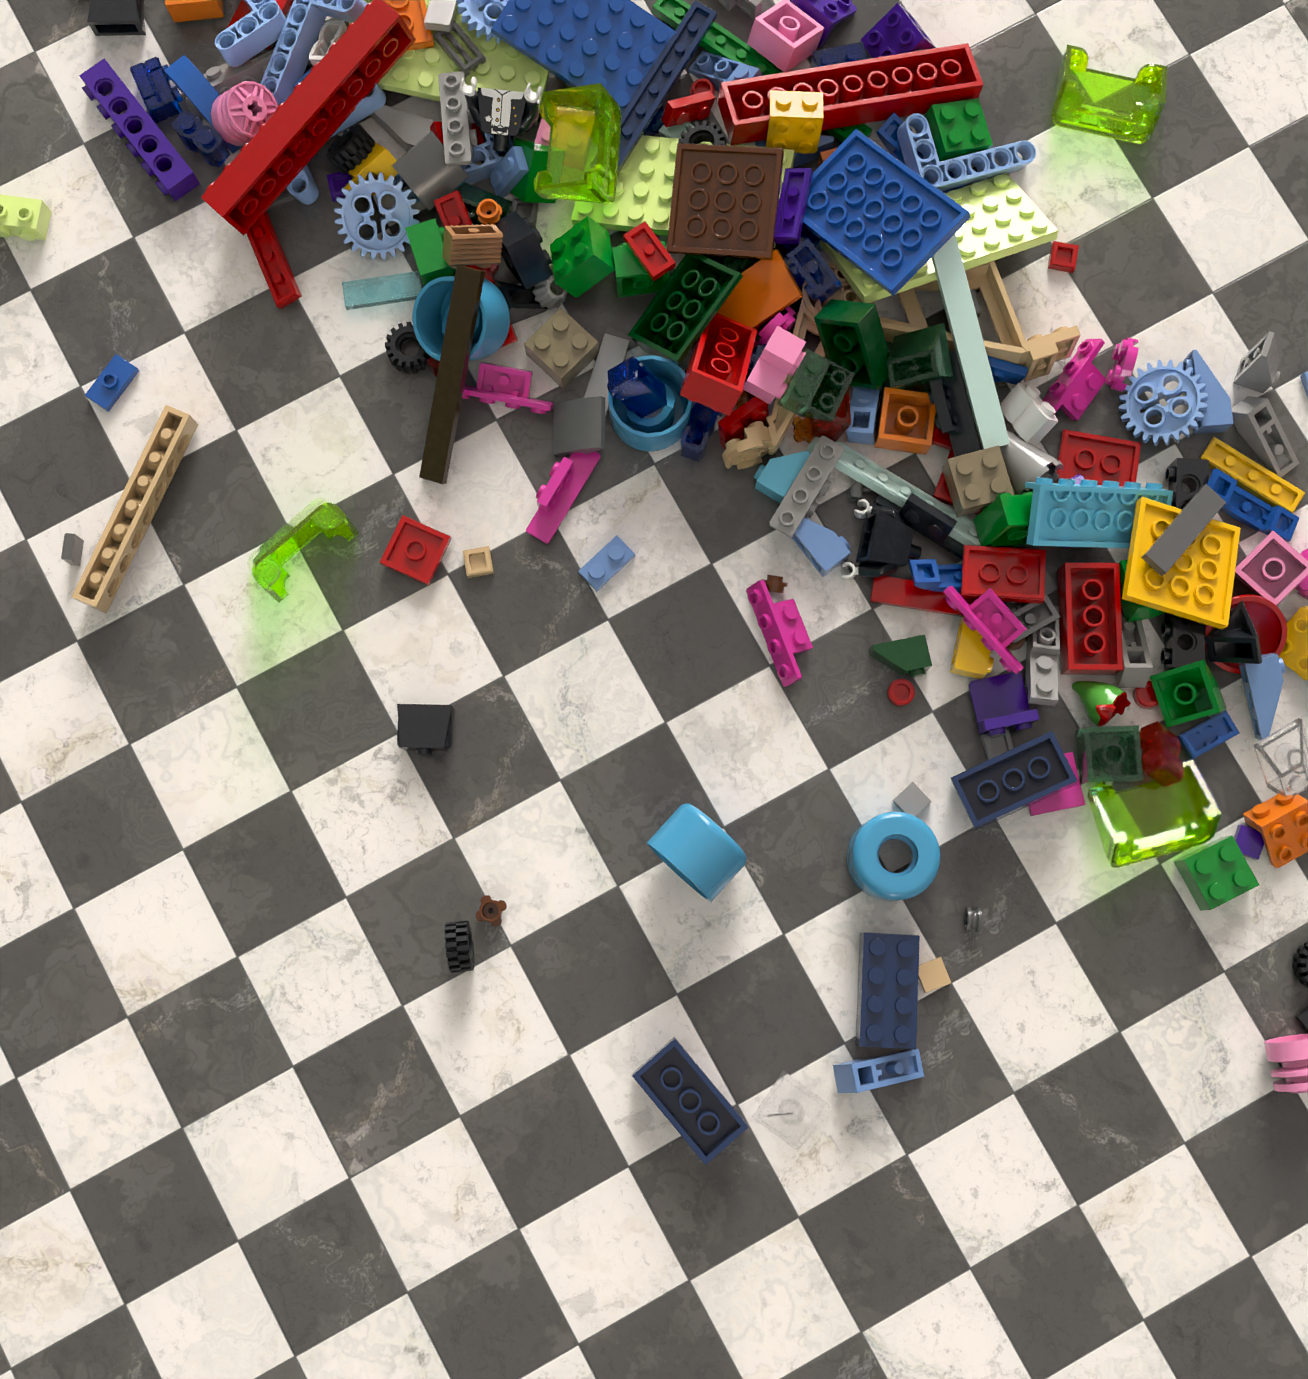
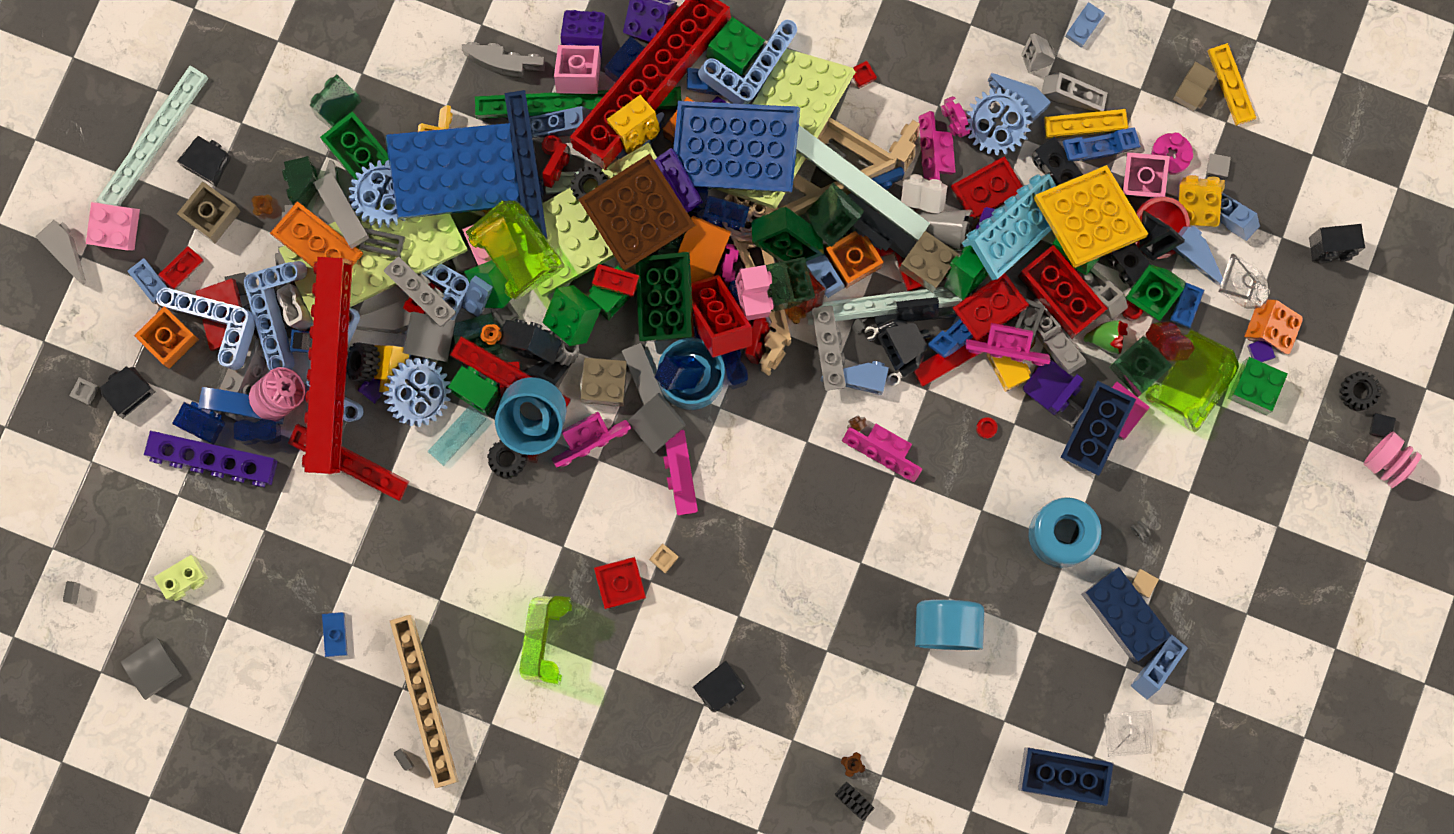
camera: 45 degrees left, 0 degrees up
(452, 373) = (557, 456): dark brown tile -> none
(472, 245) = (502, 365): medium nougat brick -> none
(502, 111) = (446, 263): torso -> none
(606, 563) = (743, 494): medium blue plate -> none
(779, 475) = (805, 353): medium azure slope -> none
(904, 655) = (971, 404): dark green slope -> none
(912, 800) = (1047, 489): light grey tile -> none
(1183, 530) = (1076, 195): dark grey tile -> none

